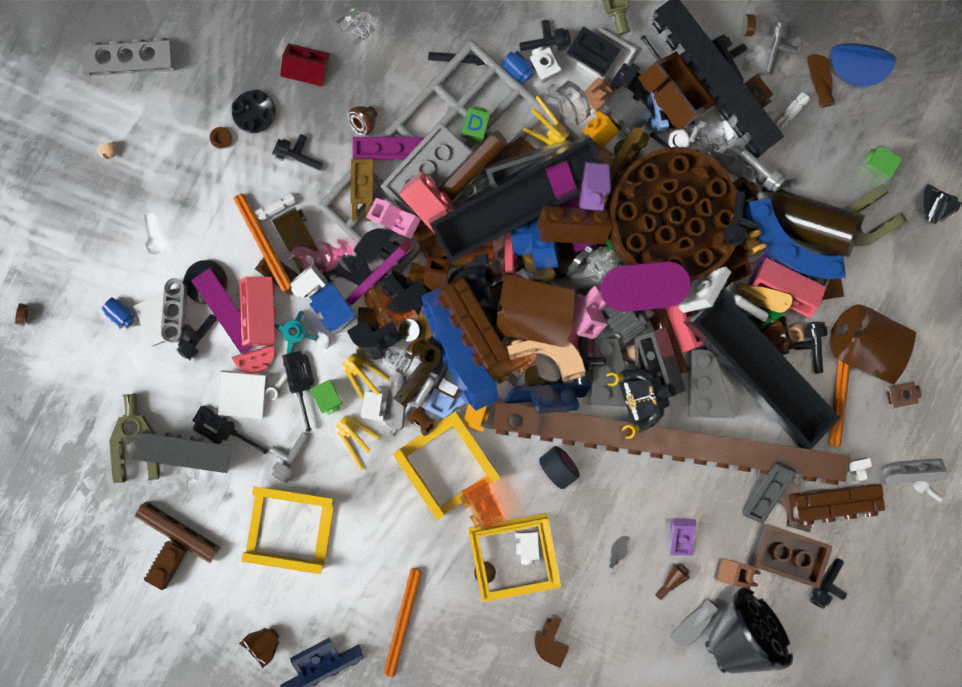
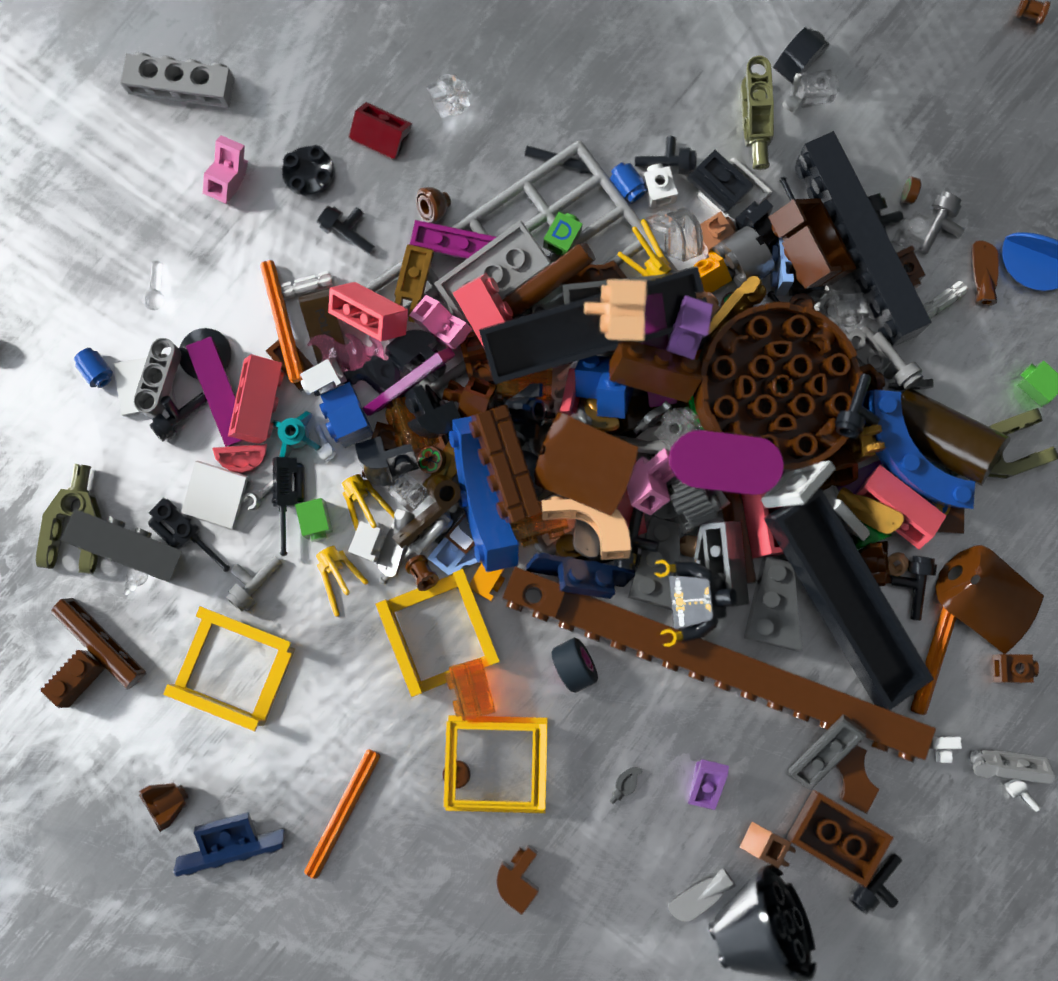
camera: 20 degrees right, 5 degrees down
(107, 150) = (129, 179): light nougat hinge -> none
(187, 127) = (227, 171): none -> bright pink brick
(220, 138) = (263, 193): reddish brown tile -> none
(333, 222) = (368, 311): none -> coral brick
(527, 547) = (515, 754): white brick -> none
(538, 186) = (621, 309): none -> light nougat brick
(677, 575) = (688, 833): reddish brown cone -> none
(837, 503) = (908, 784): reddish brown brick -> none

